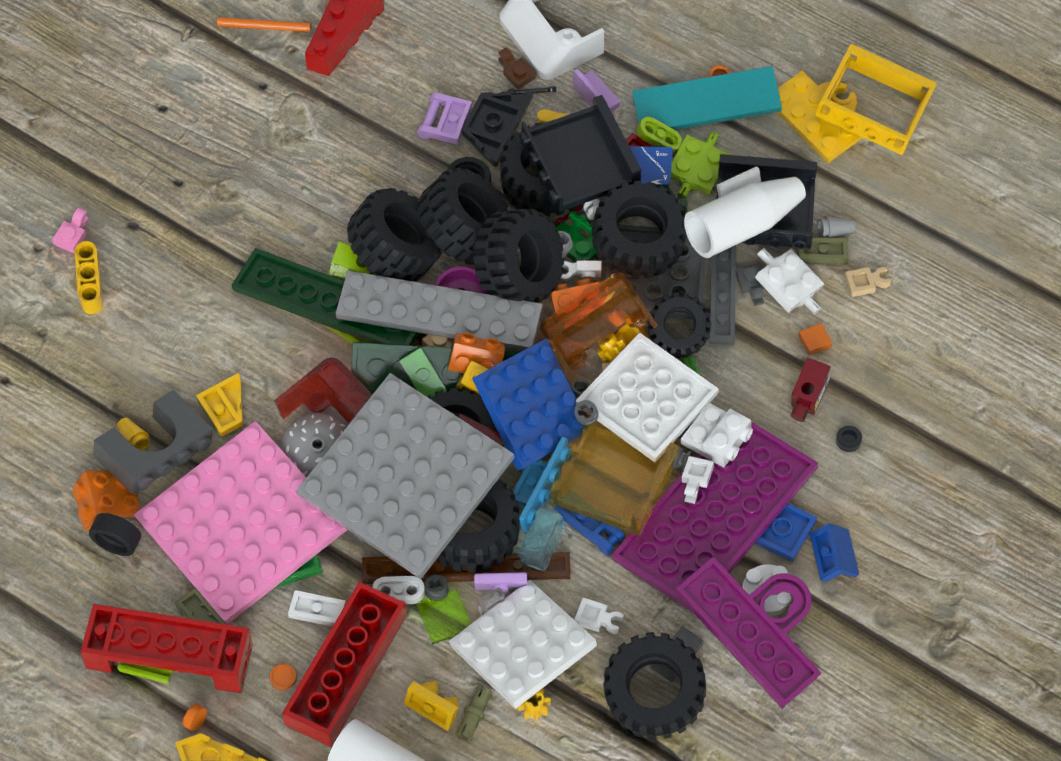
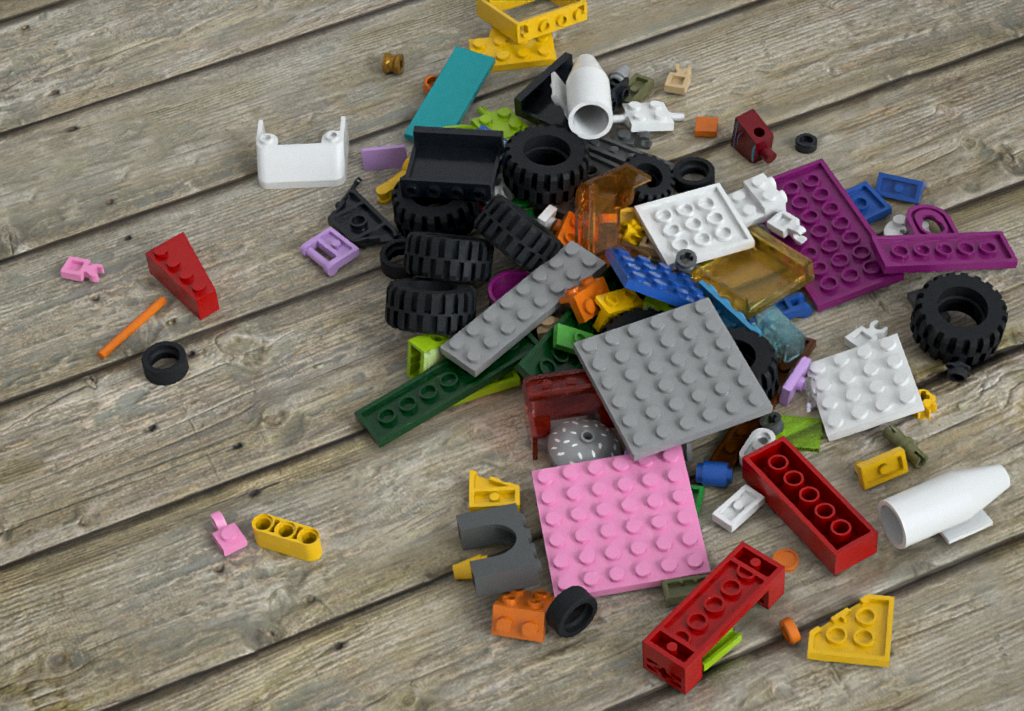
camera: 55 degrees left, 15 degrees down
(229, 59) = (160, 351): none -> black tyre
(345, 569) = (714, 474): none -> blue brick
(518, 71) = (321, 193): reddish brown plate -> none
(597, 716) = (957, 371): none -> black plate
(726, 27) = (393, 63): none -> pearl gold wheel
(735, 347) = (693, 165): none -> black tyre

